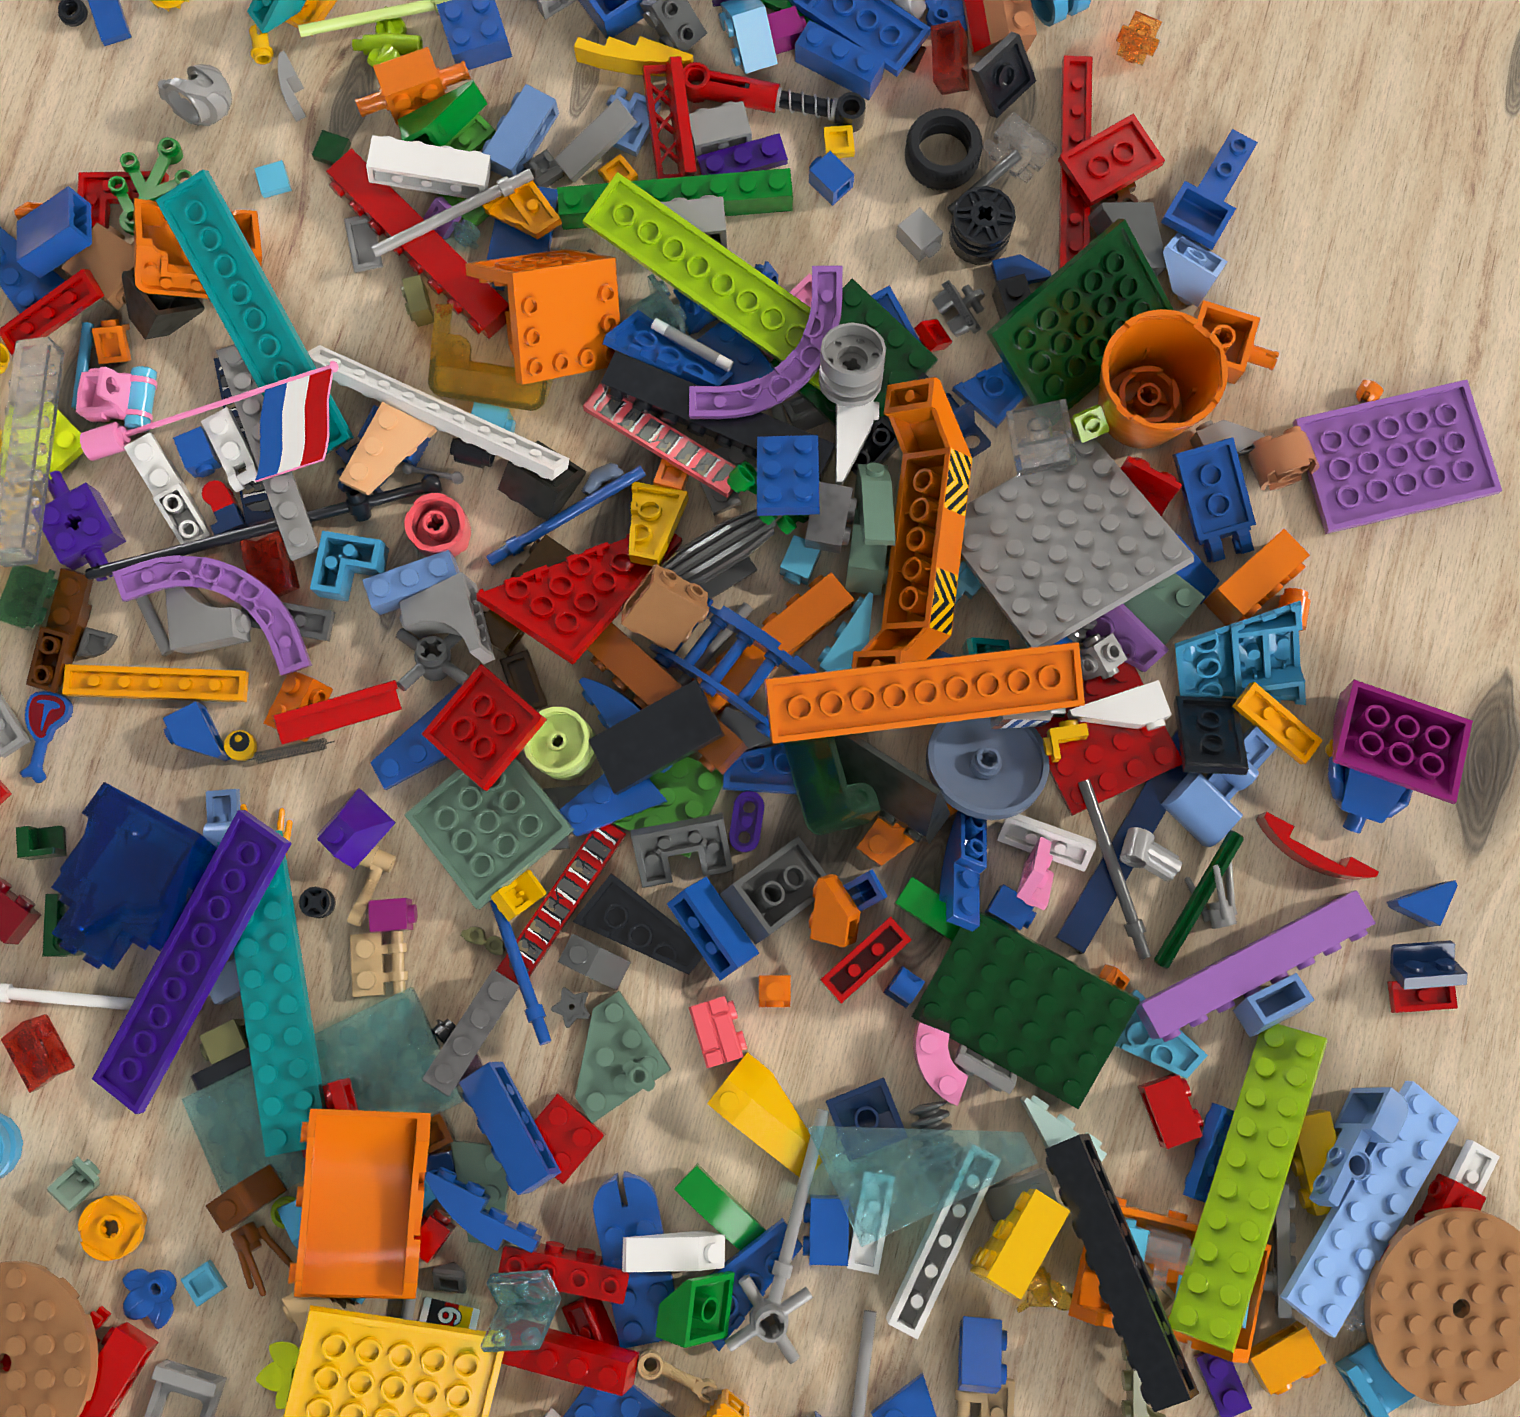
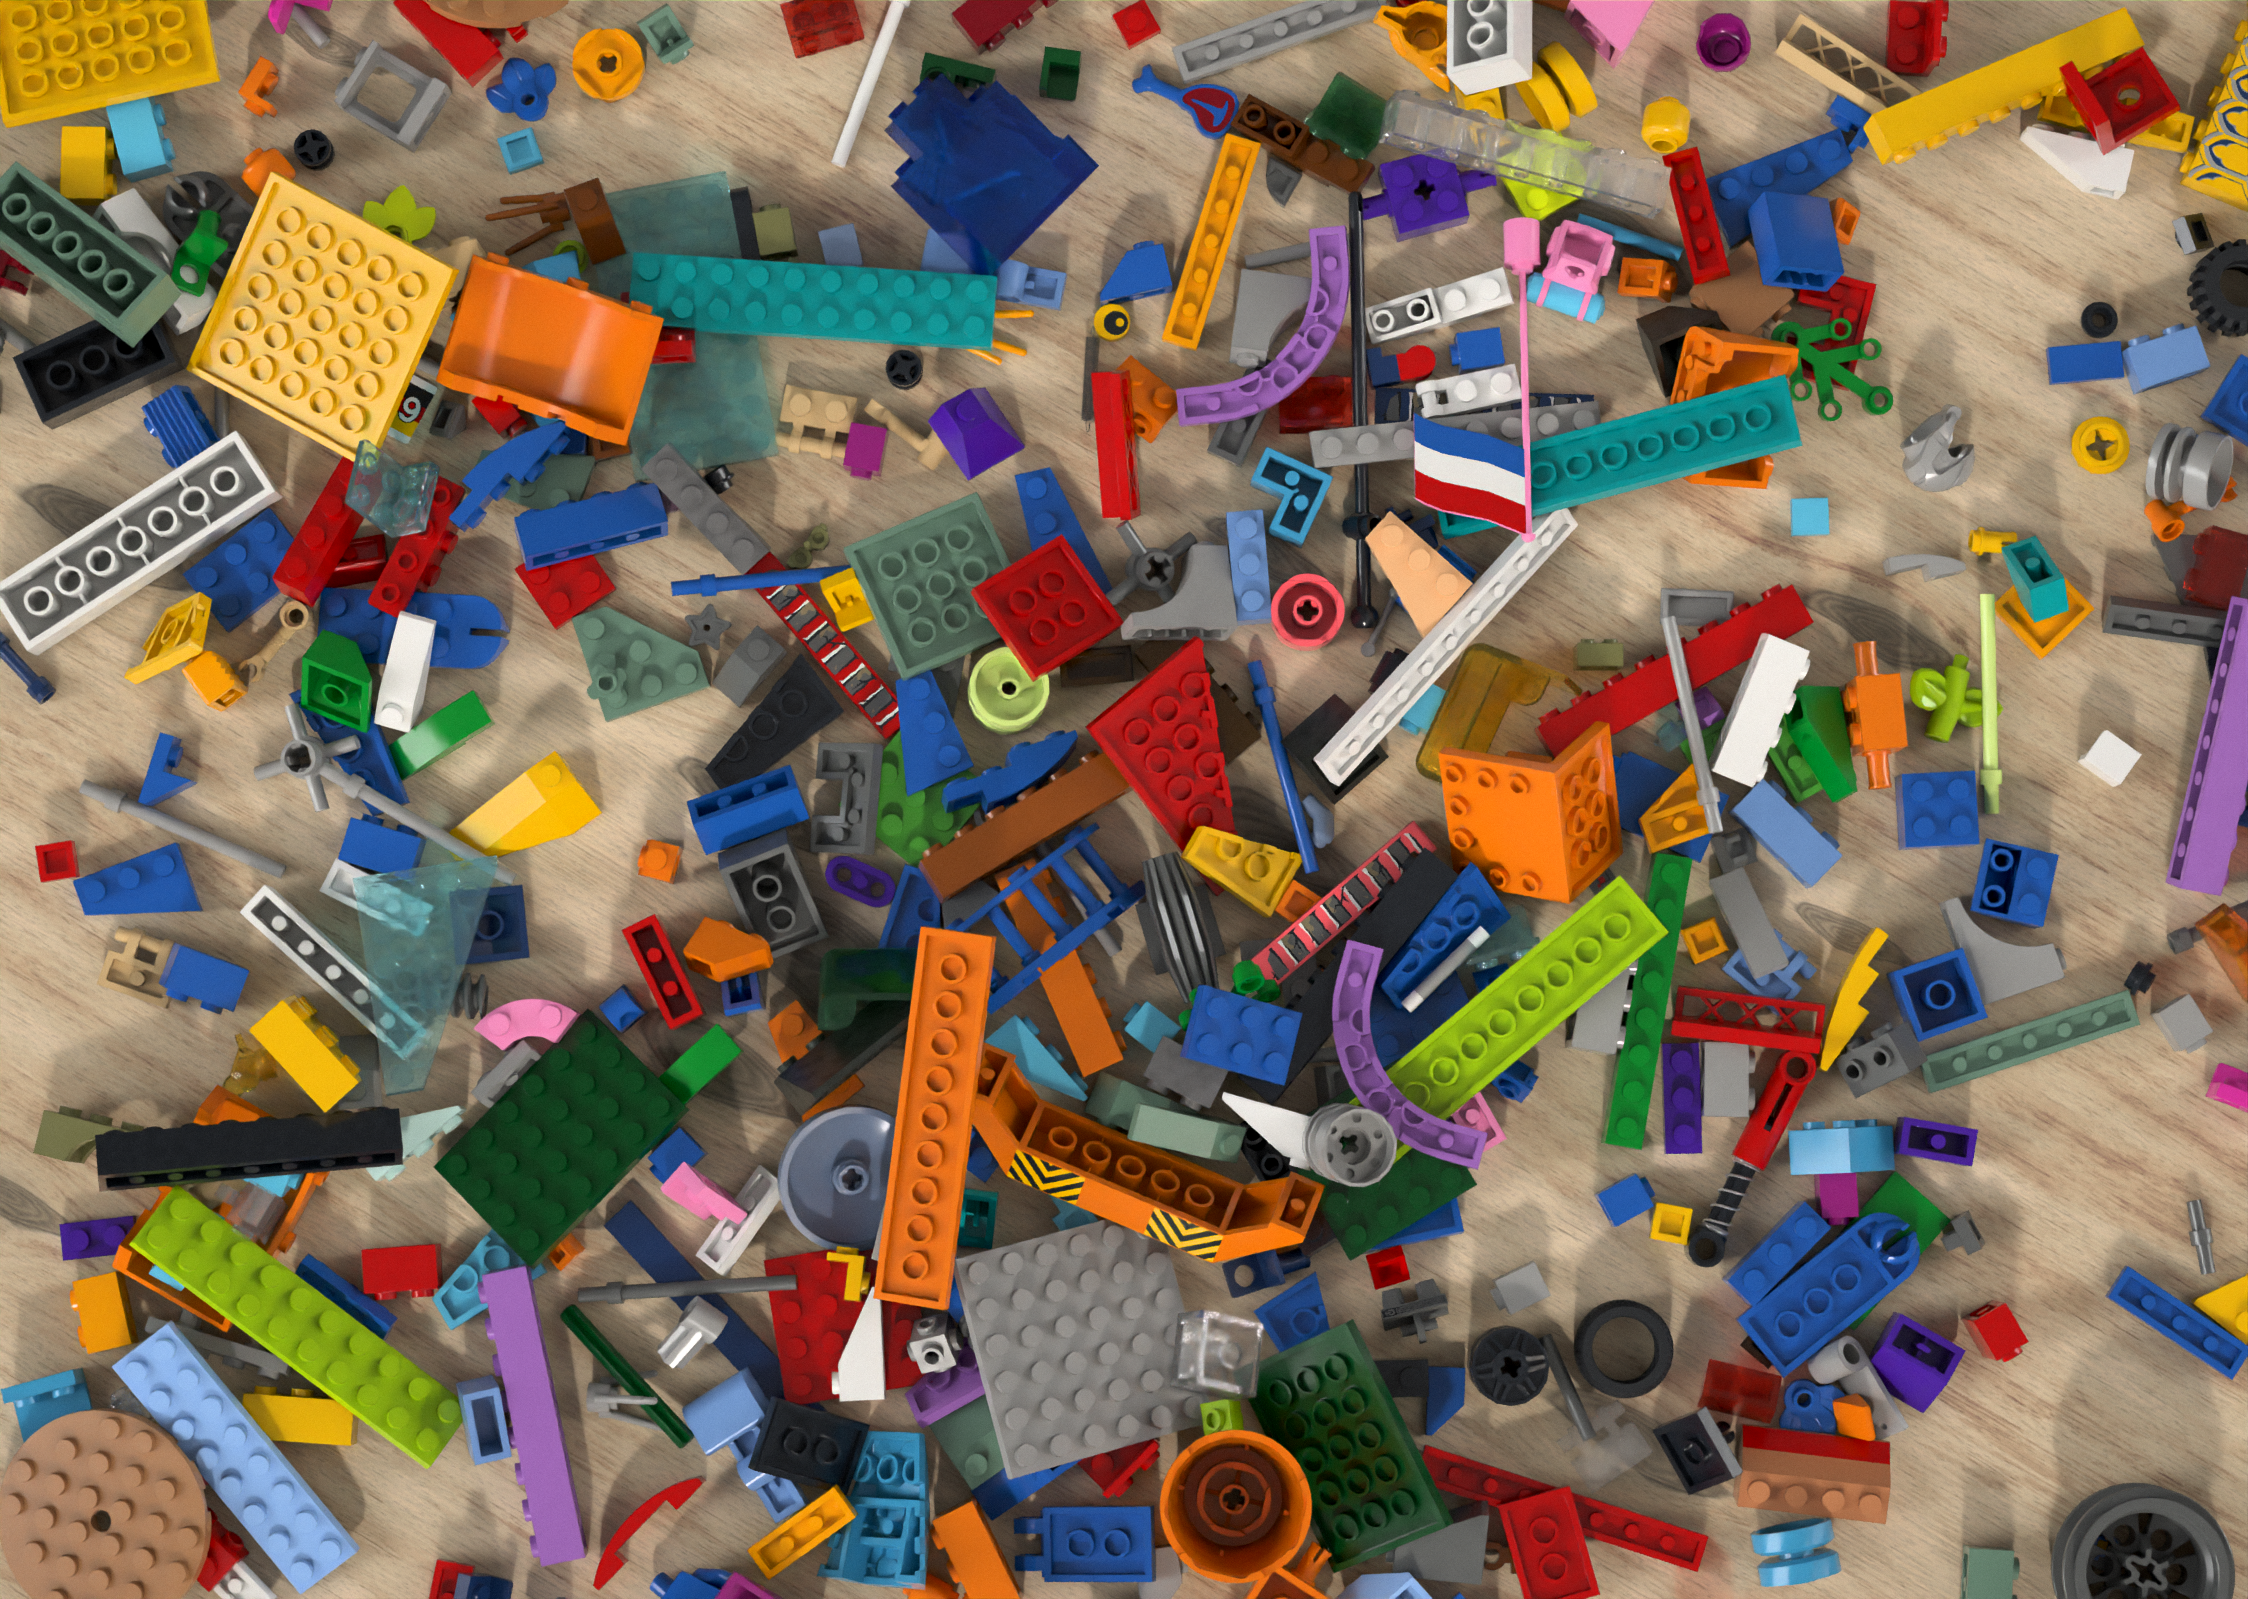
camera: 105 degrees right, 5 degrees up
(191, 961) = (870, 219): dark purple plate -> none
(330, 147) = (1830, 597): dark green tile -> none
(656, 737) = (976, 801): black tile -> none
(665, 608) = (1123, 850): medium nougat brick -> none
(717, 1031) = (632, 784): coral brick -> none
(961, 871) = (729, 1108): blue slope -> none
(1366, 1117) = (331, 1486): medium blue plate -> none

